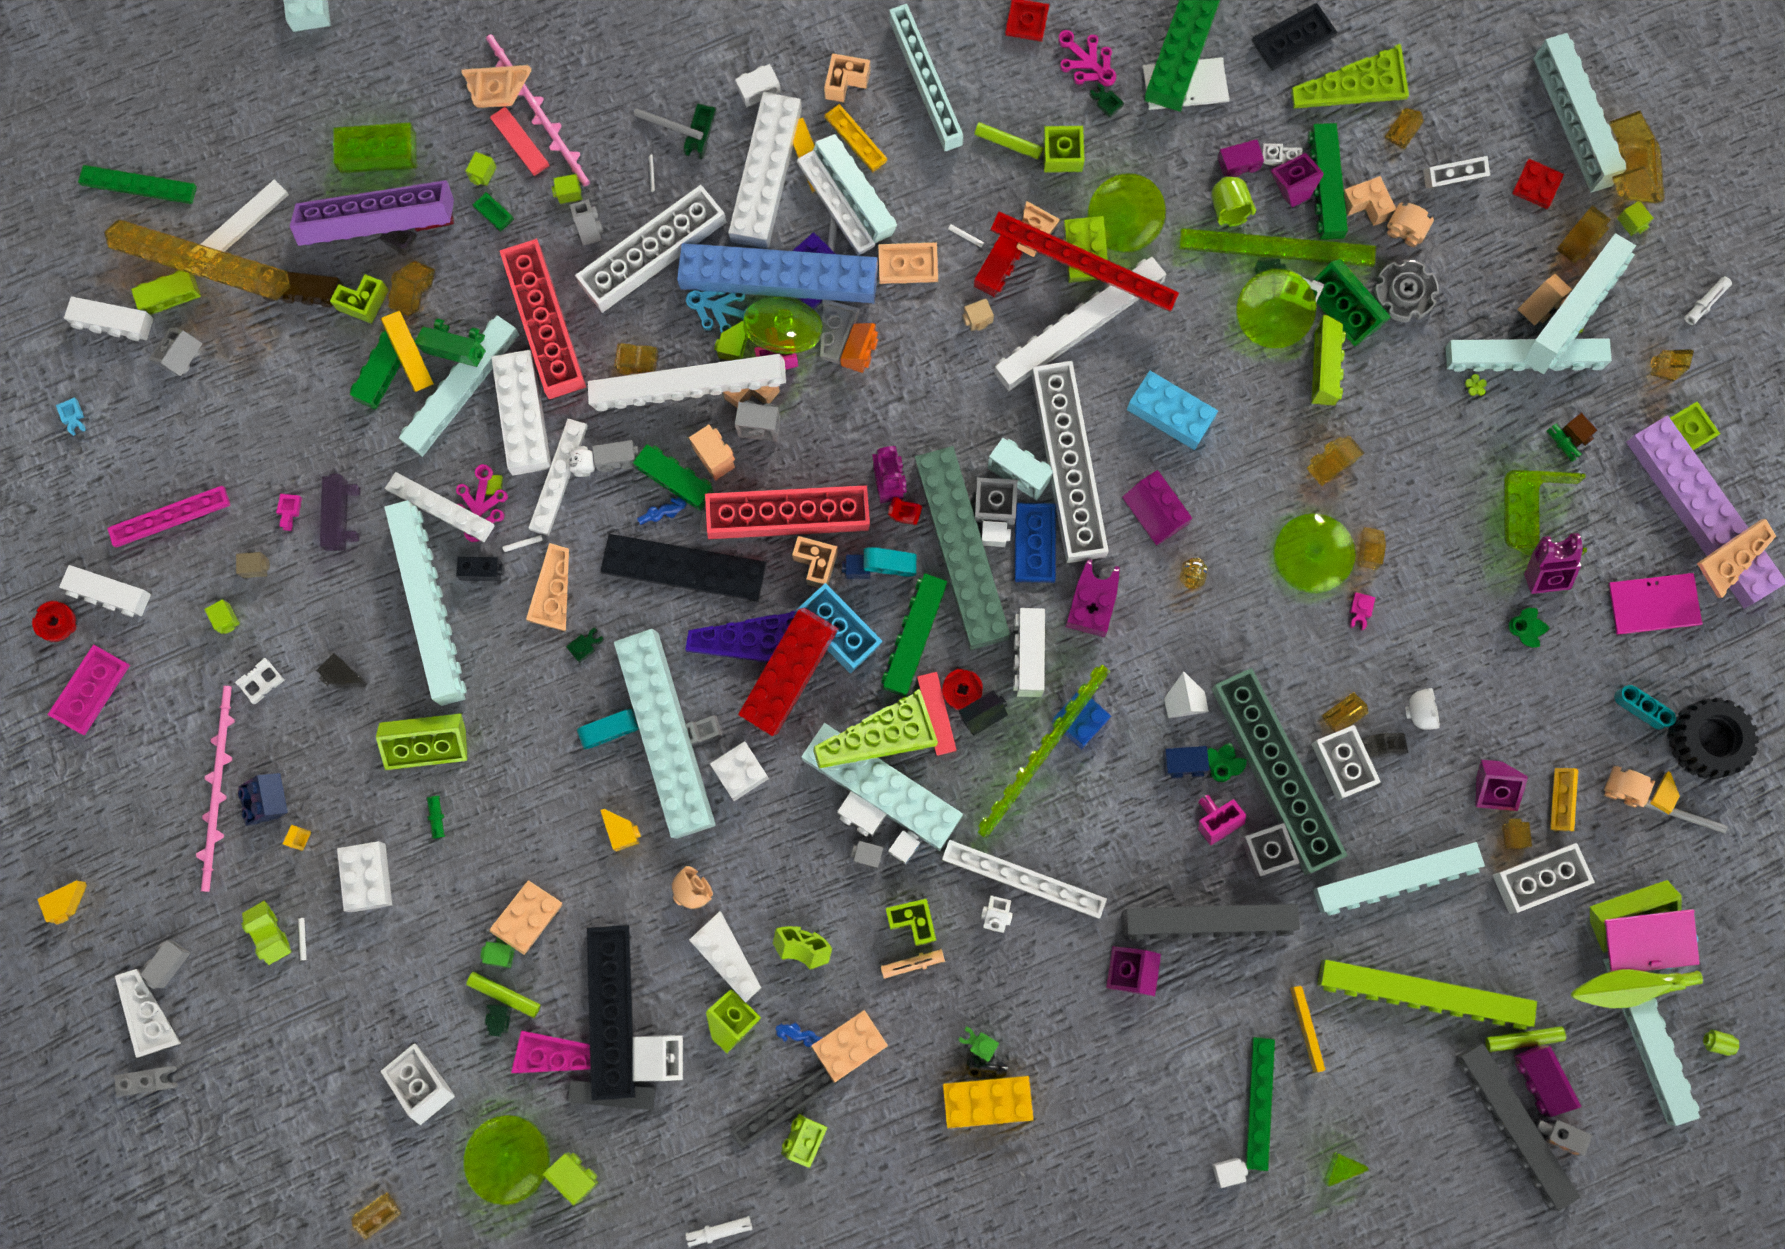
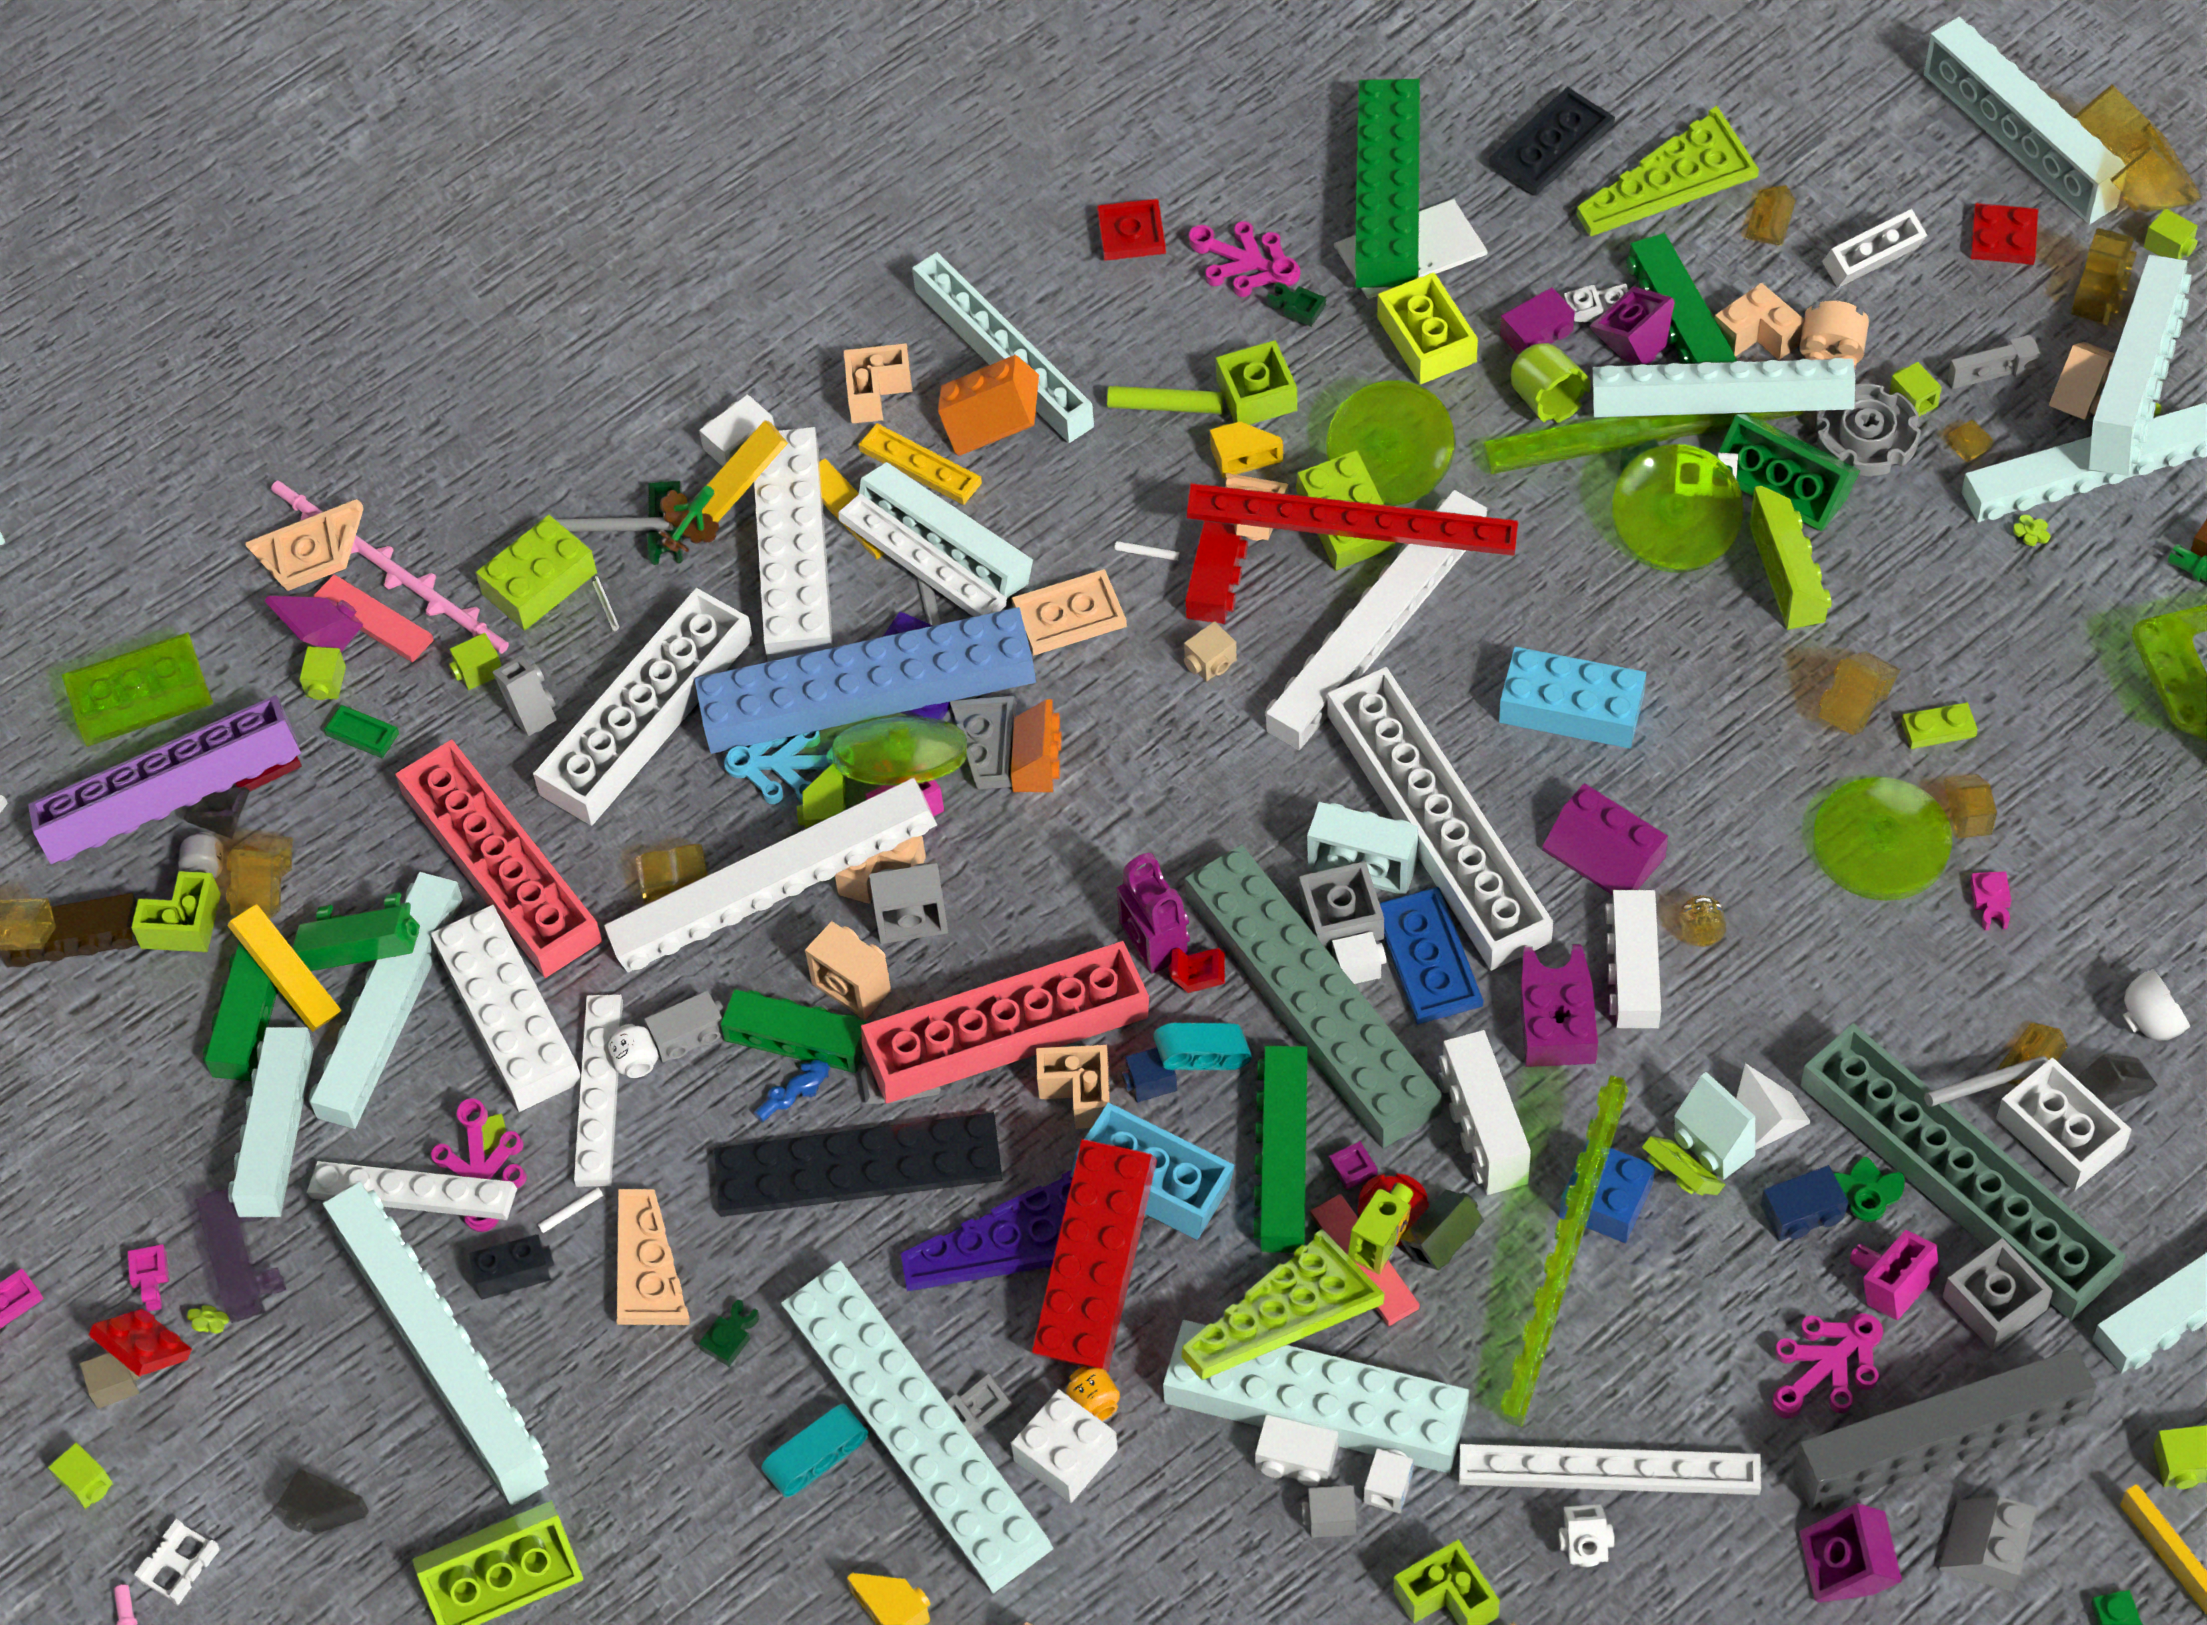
camera: 15 degrees left, 20 degrees down
(271, 551) = (140, 1342): none -> red plate
(311, 546) = (207, 1319): none -> lime plant
(375, 443) = (272, 1122): none -> light aqua brick
(382, 265) = (201, 854): none -> light grey head
(484, 137) = (317, 619): none -> magenta slope
(617, 142) = (536, 572): none -> lime brick
(715, 142) = (683, 518): none -> reddish brown plant
(744, 118) = (744, 469): none -> yellow tile
(764, 746) = (1094, 1391): none -> light orange head
(904, 116) = (989, 404): none -> orange slope
(943, 710) = (1380, 1227): none -> lime torso
(949, 657) = (1353, 1165): none -> magenta plate
(1042, 188) = (1244, 448): none -> yellow slope
(1127, 720) = (1691, 1174): none -> lime plate
(1148, 583) = (1635, 959): none -> white brick
(1152, 703) = (1715, 1127): none -> light aqua slope
(1166, 855) = (1830, 1360): none -> dark pink plant
(1175, 142) = (1427, 328): none -> neon yellow brick
(1210, 987) = (1988, 1541): none -> light grey slope
(1288, 728) = (1984, 1081): none -> light grey bar
(1331, 240) = (1724, 387): none -> light aqua brick
(1373, 493) = (1939, 725): none -> lime plate
(1444, 272) = (1917, 387): none -> lime brick
(1463, 315) = (1969, 440): none -> clear yellow plate
(1511, 271) = (1995, 363): none -> light grey plate

